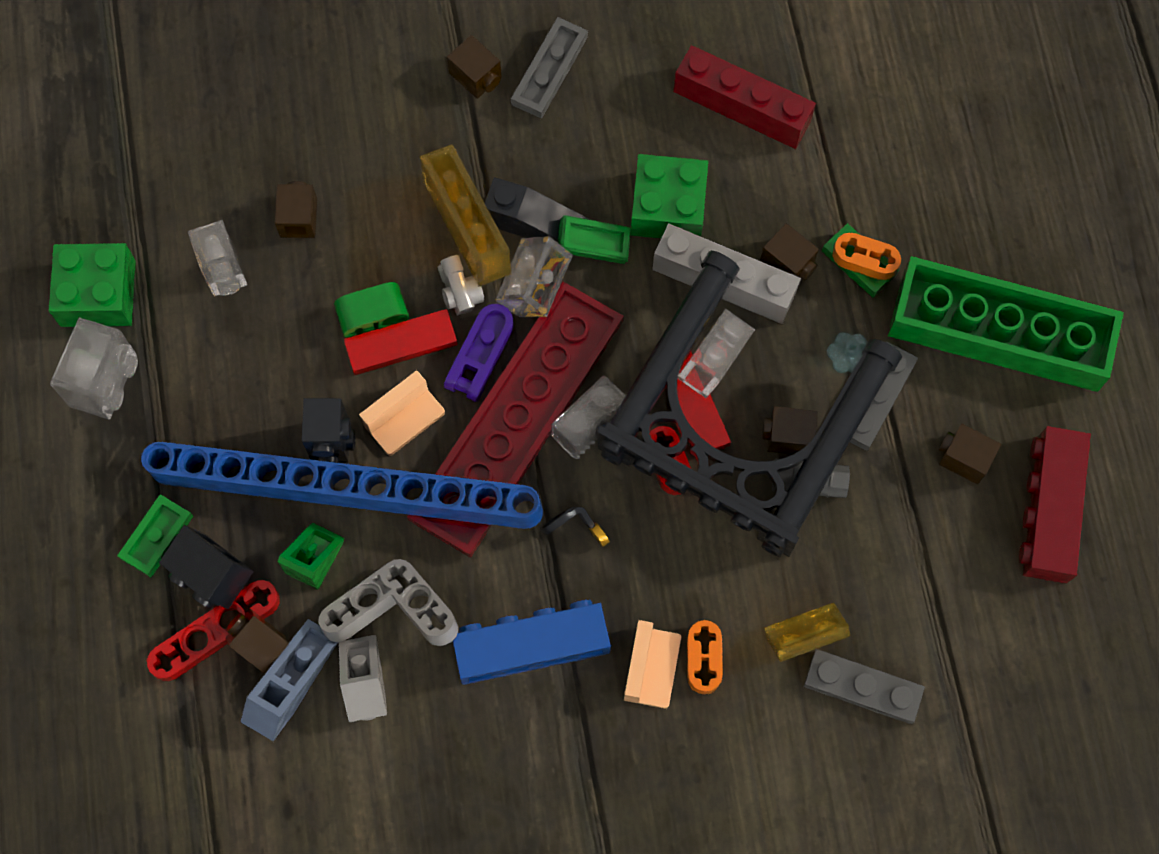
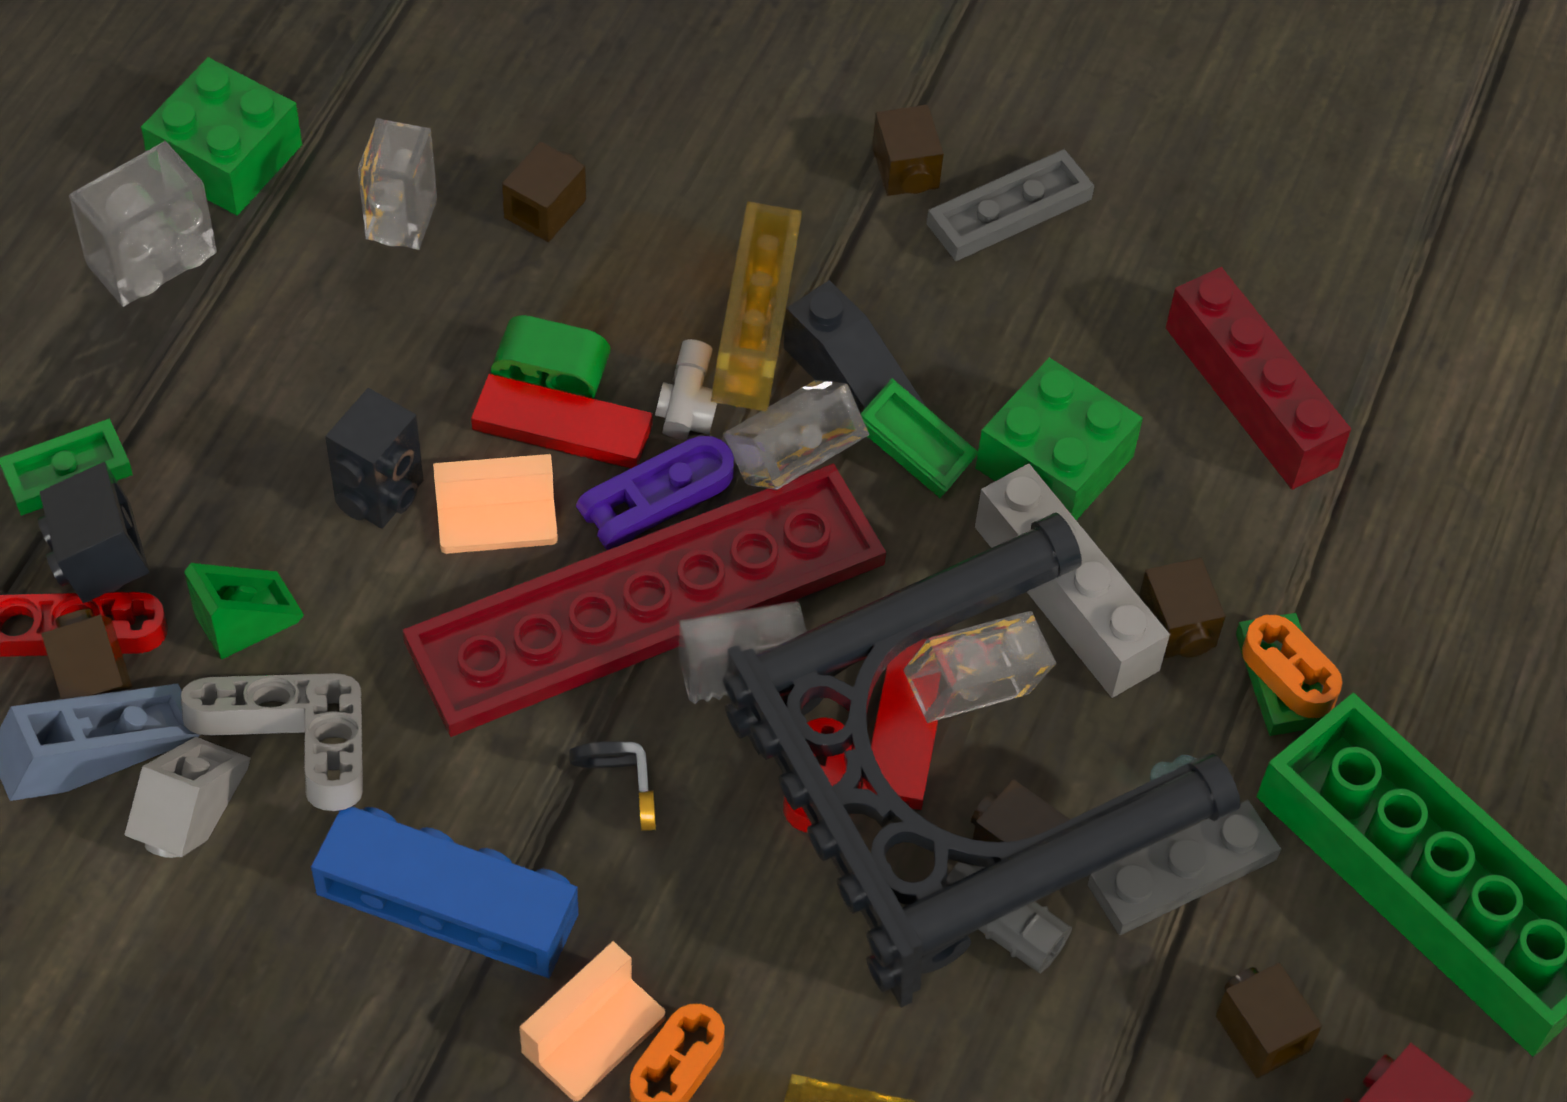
camera: 30 degrees right, 15 degrees down
(357, 493) = (355, 543): blue beam -> none

